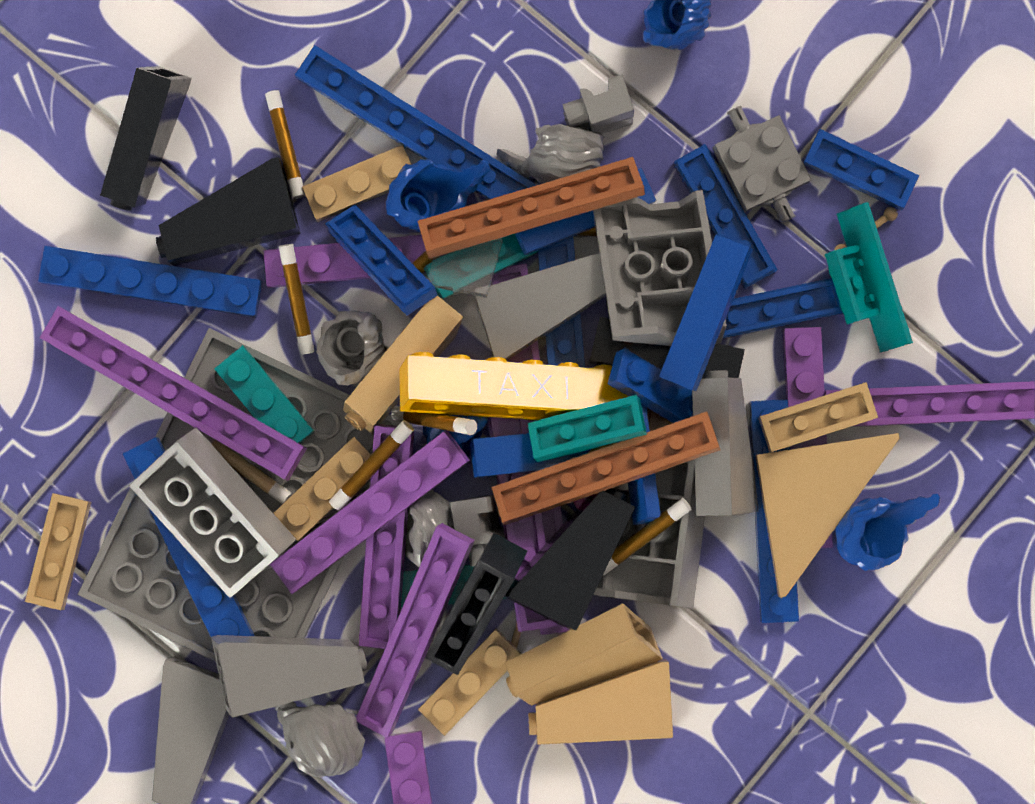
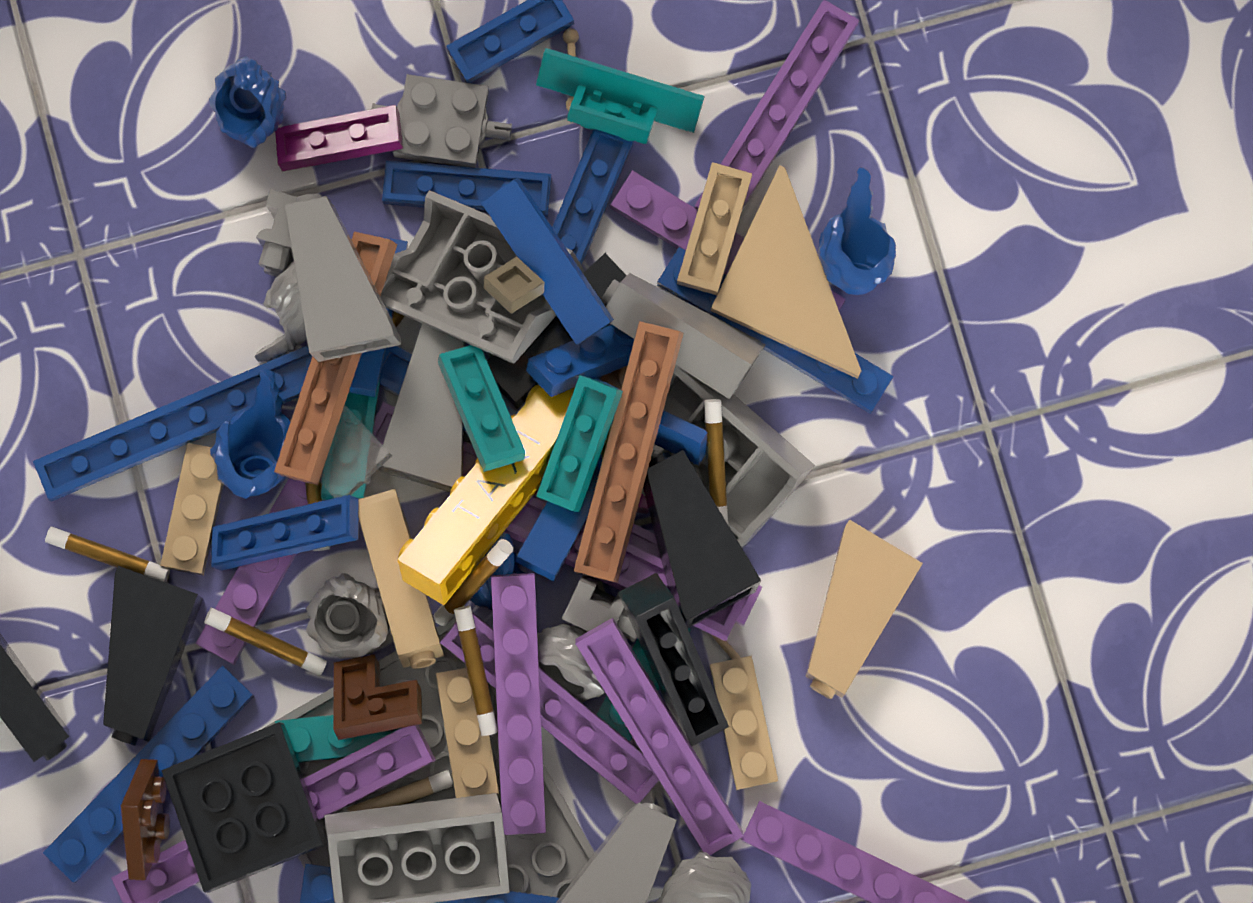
camera: 60 degrees left, 5 degrees down
(108, 301) = (144, 819): none -> reddish brown plate
(163, 366) = (244, 807): none -> black plate
(293, 402) = (367, 708): none -> reddish brown plate
(564, 338) = (481, 407): none -> teal plate
(579, 658) = (791, 597): tan slope -> none
(581, 168) = (335, 291): none -> light grey slope
(670, 300) = (514, 285): none -> dark tan plate
(697, 98) = (338, 138): none -> magenta plate

